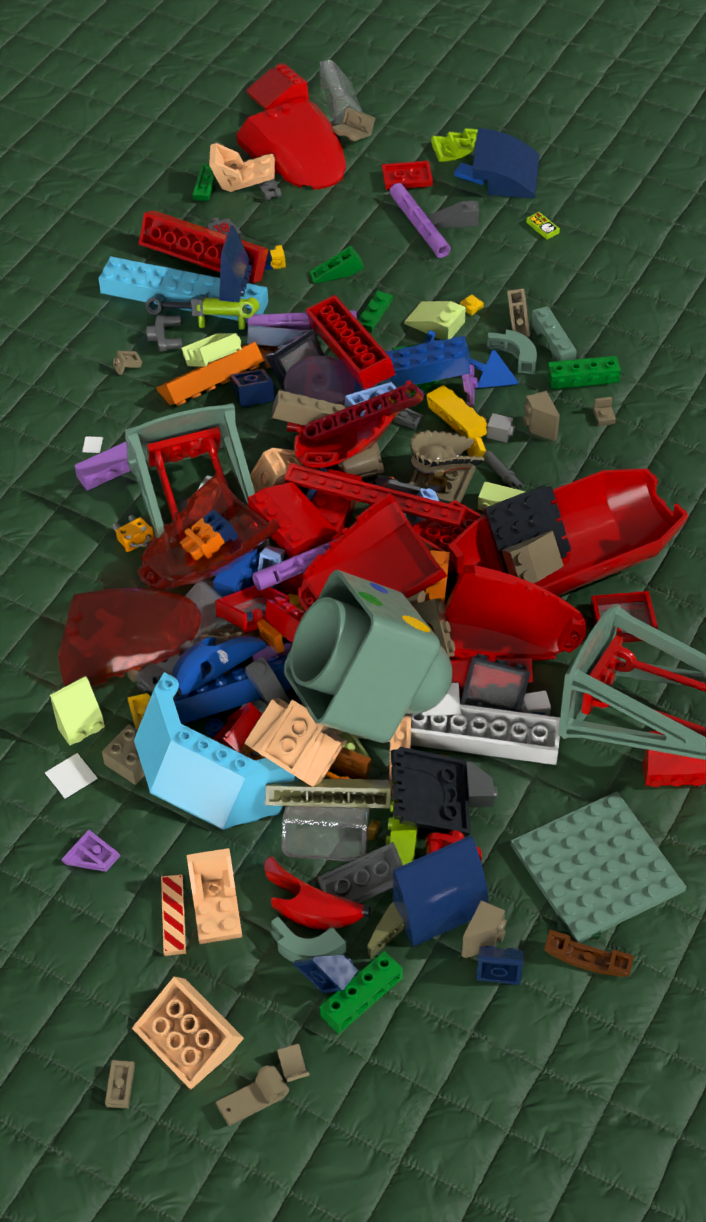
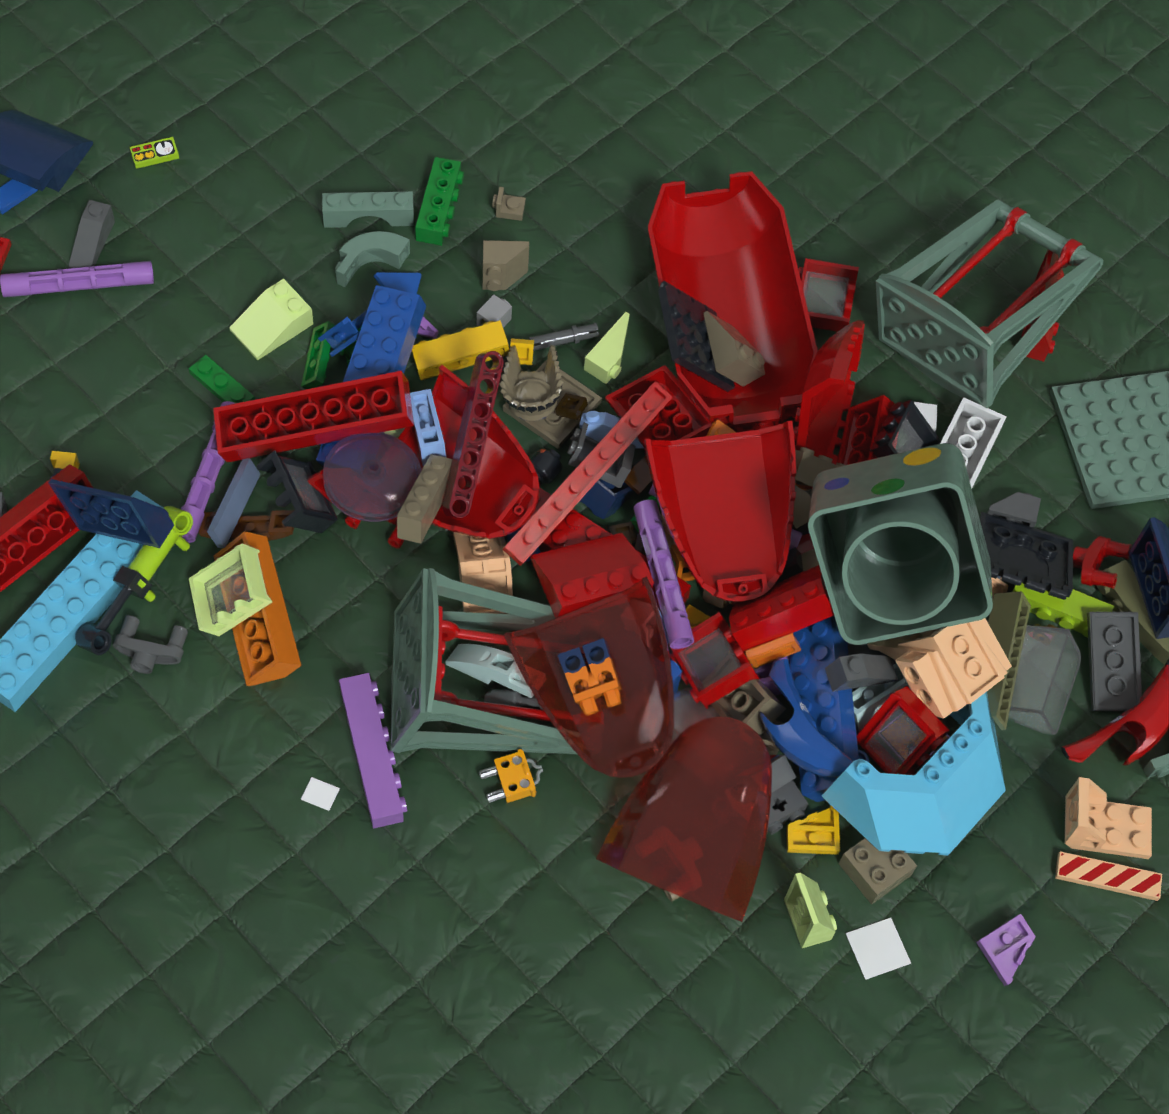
camera: 80 degrees left, 10 degrees up
(126, 359) = (184, 709): dark tan bracket -> none
(252, 387) = (309, 563): dark blue slope -> none
(339, 266) = (122, 401): green slope -> none
(472, 304) = (261, 276): yellow plate -> none
(519, 312) = (309, 230): dark tan slope -> none

